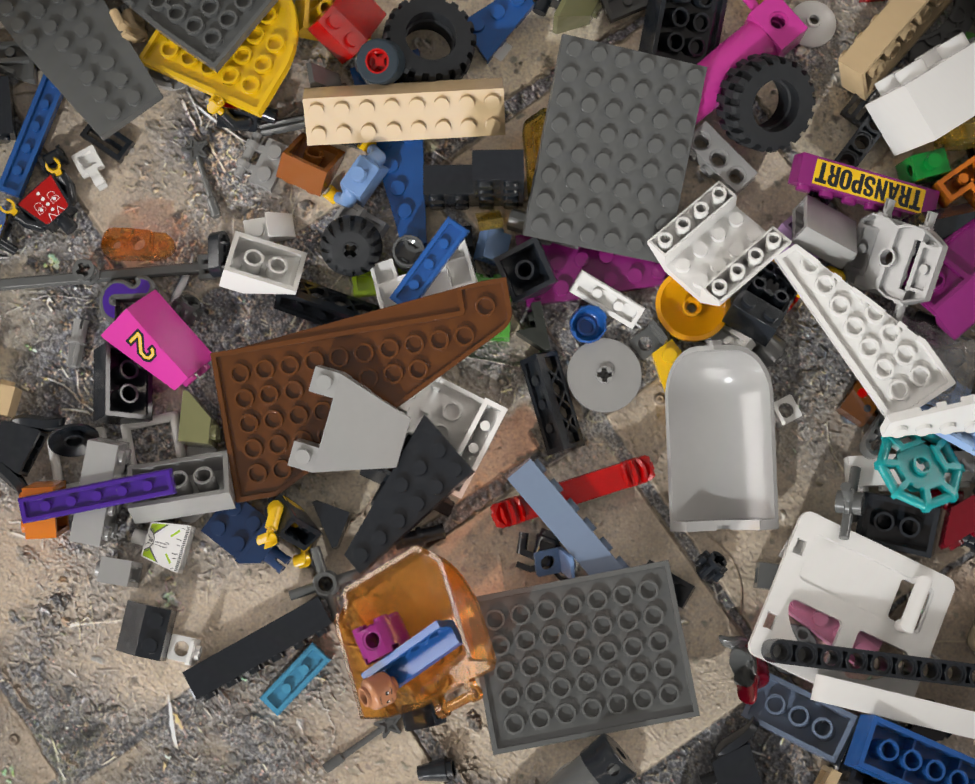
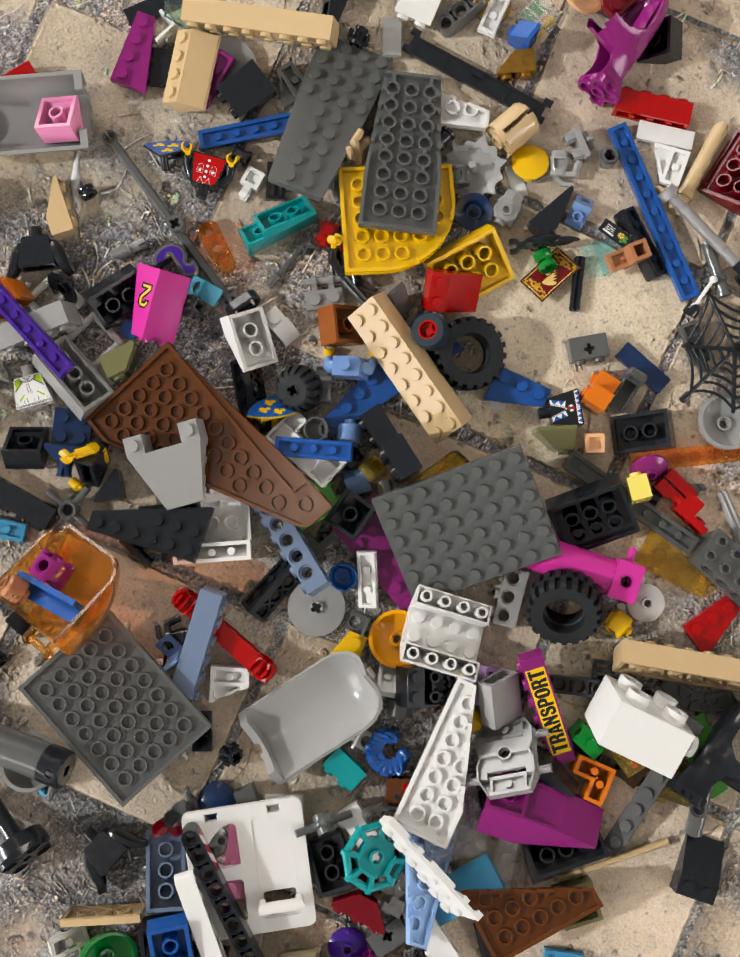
camera: 50 degrees right, 5 degrees up
(155, 165) = (277, 224): none -> teal slope
(167, 396) = (126, 329): none -> blue tile
(179, 284) = (208, 292): none -> medium azure bracket
(201, 119) = (326, 229): none -> red bracket
(226, 590) = (25, 448): none -> black slope
(355, 292) = (269, 409): none -> shield
(431, 219) = (349, 432): none -> medium blue head
(577, 345) = (319, 578): none -> sand blue brick
(626, 521) = (227, 680): none -> white wing
(746, 610) = (216, 795): none -> dark blue dish
(801, 449) = (344, 768): none -> teal brick
(816, 407) = (374, 754): none -> blue piece
(819, 62) = (618, 624): none -> yellow head

